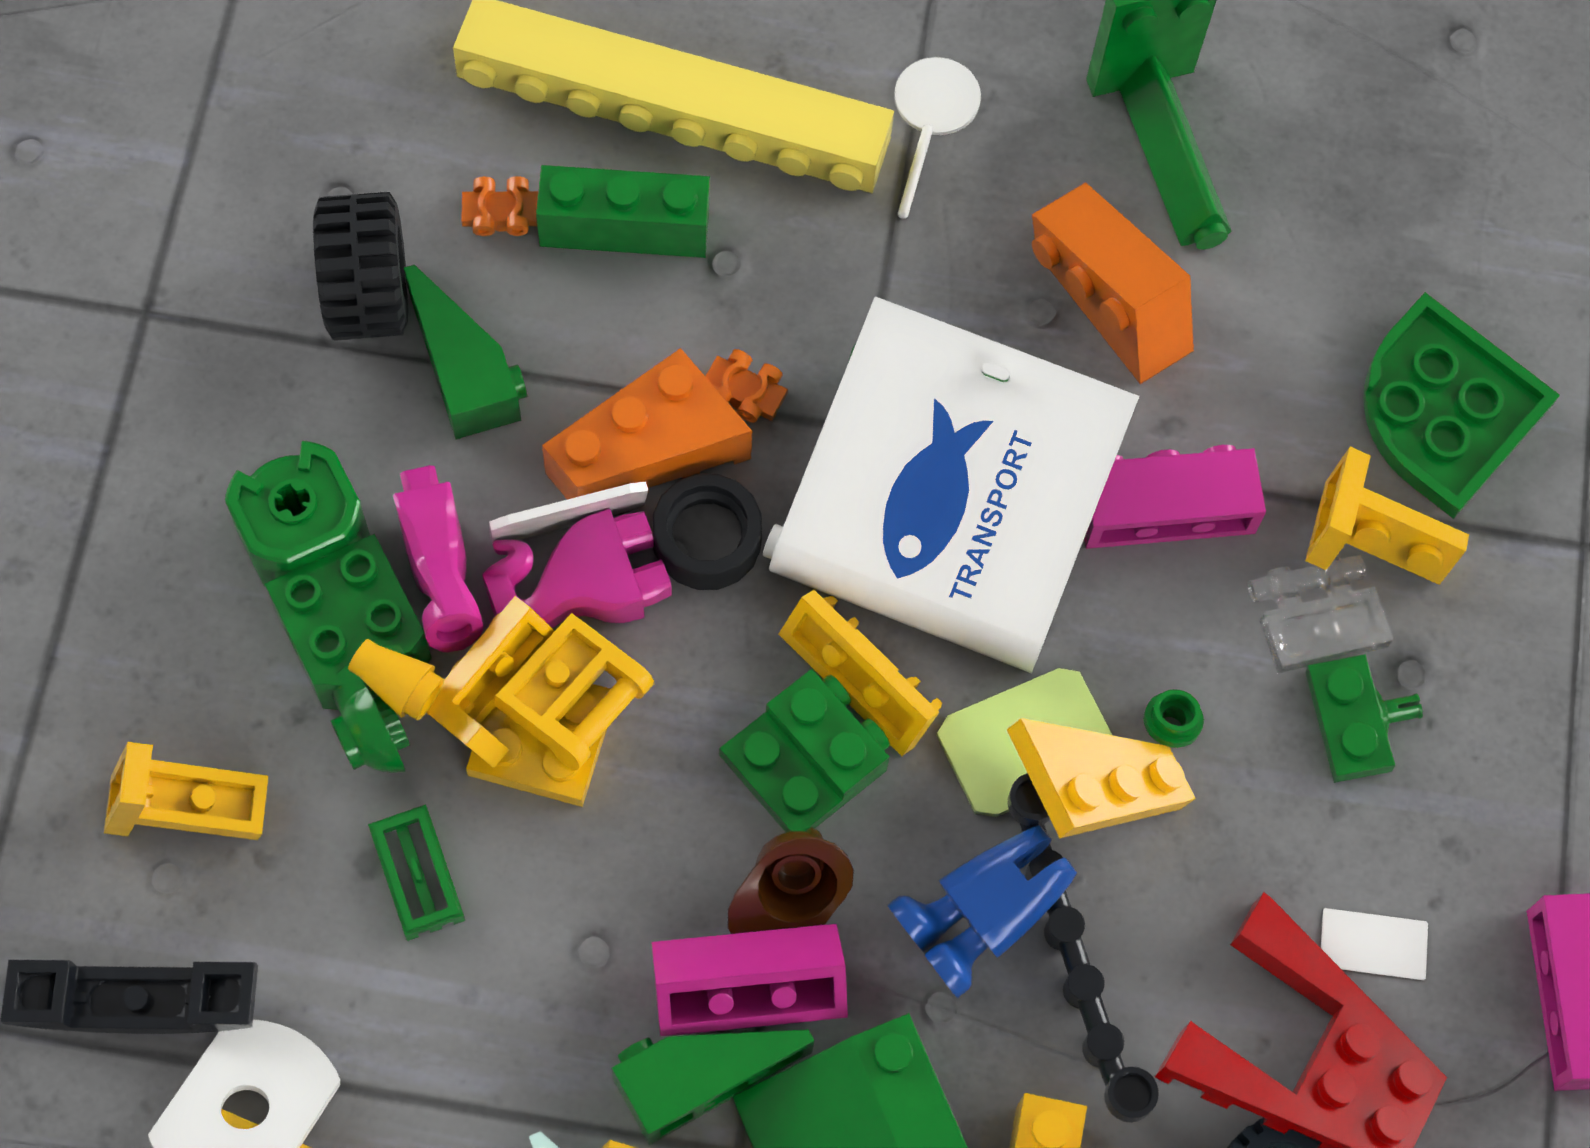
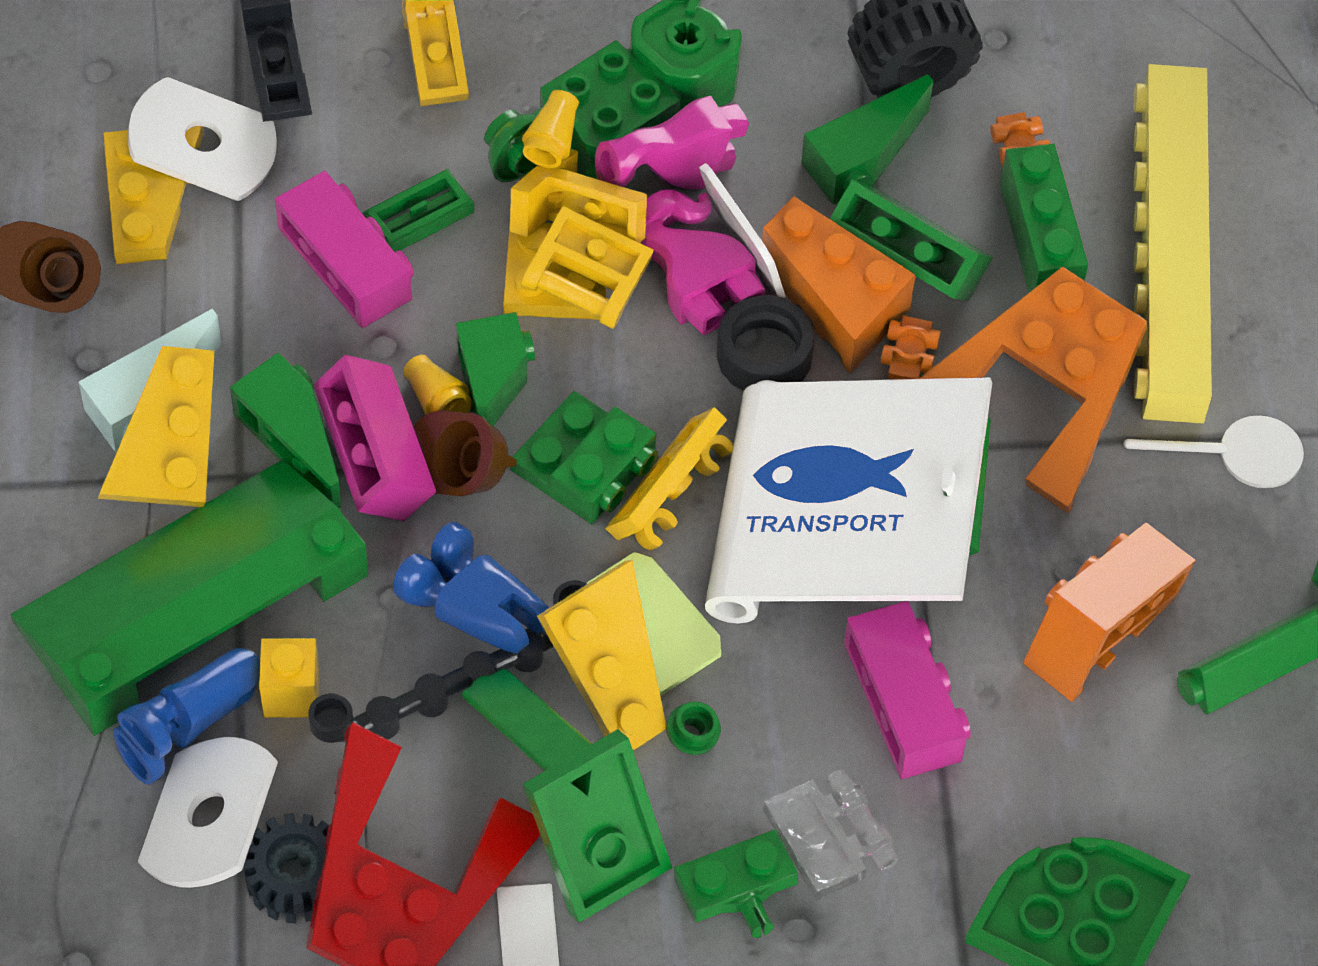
camera: 80 degrees right, 10 degrees down
(458, 965) = (344, 248): none -> dark pink brick
(619, 345) = (911, 240): none -> green brick
(672, 829) = (493, 362): none -> green slope
(685, 899) = (436, 387): none -> yellow cone
(790, 222) = (1077, 344): none -> orange wing
(1297, 825) = (584, 802): none -> green piece
(1380, 526) = (924, 854): yellow bracket -> none

